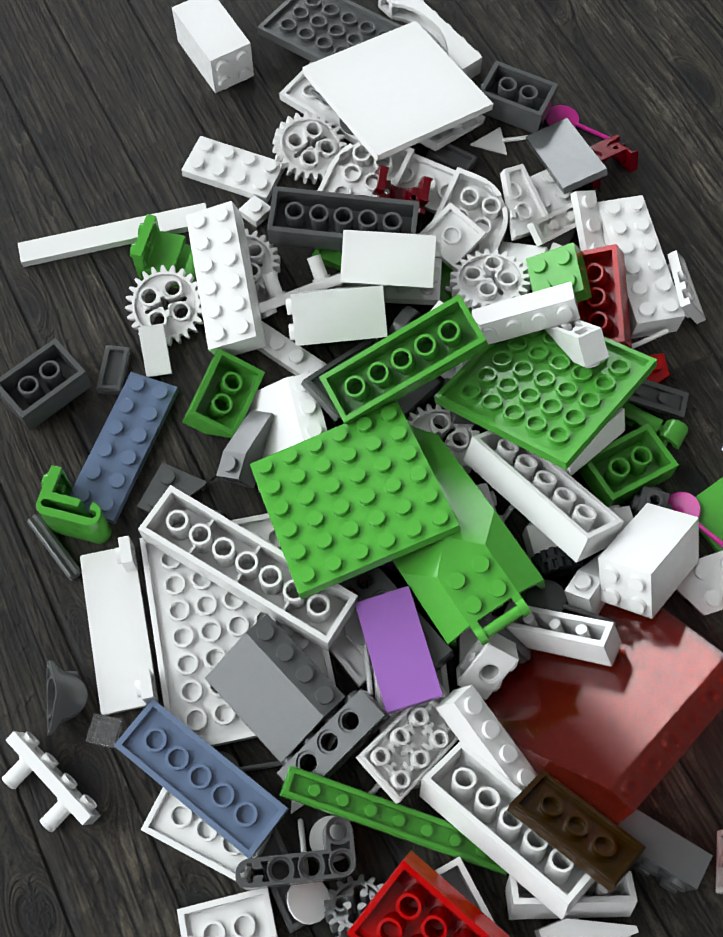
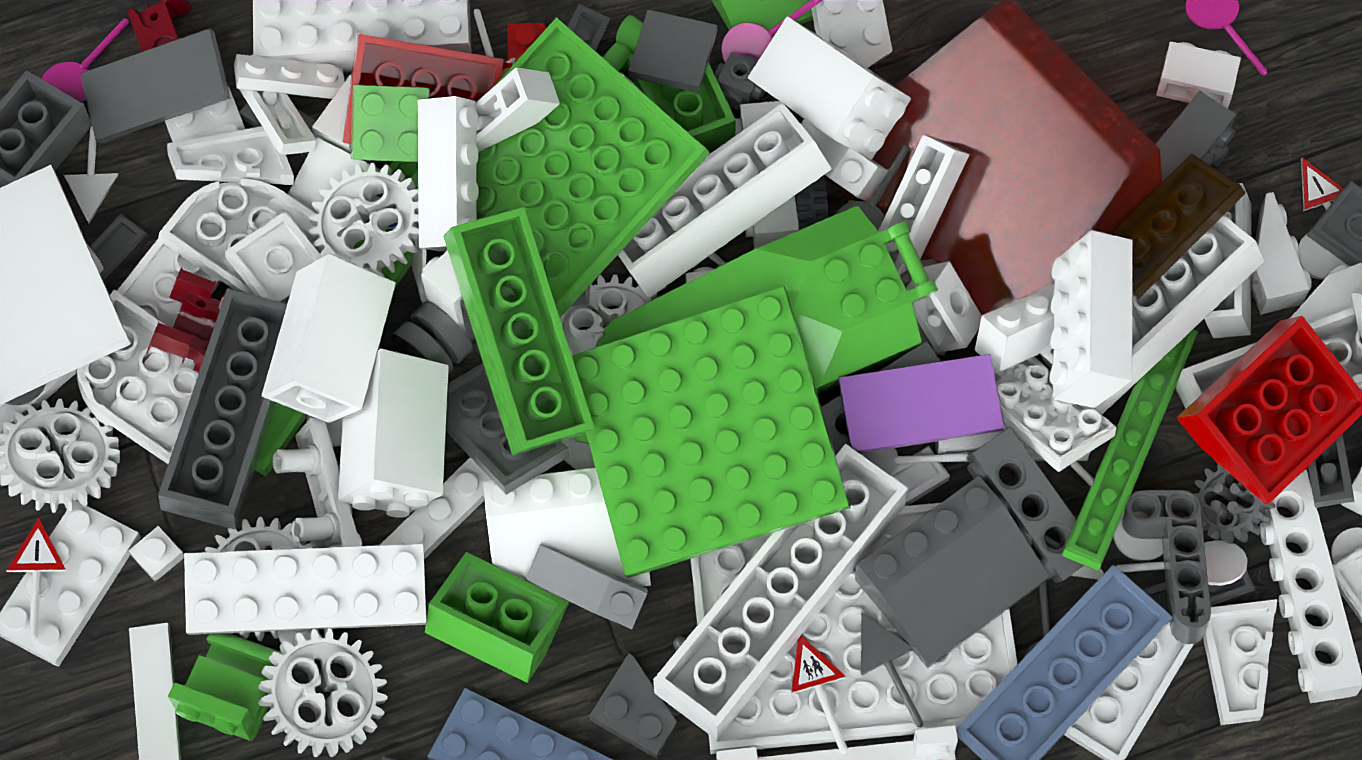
camera: 80 degrees left, 0 degrees up
(155, 350) = (399, 714): white tile -> none
(197, 600) = (812, 671): none -> piece
(216, 644) = (879, 649): none -> dark grey piece
(242, 147) = (36, 556): none -> piece
(477, 768) = (1092, 319): none -> white brick
(658, 450) = (673, 51): none -> dark grey tile

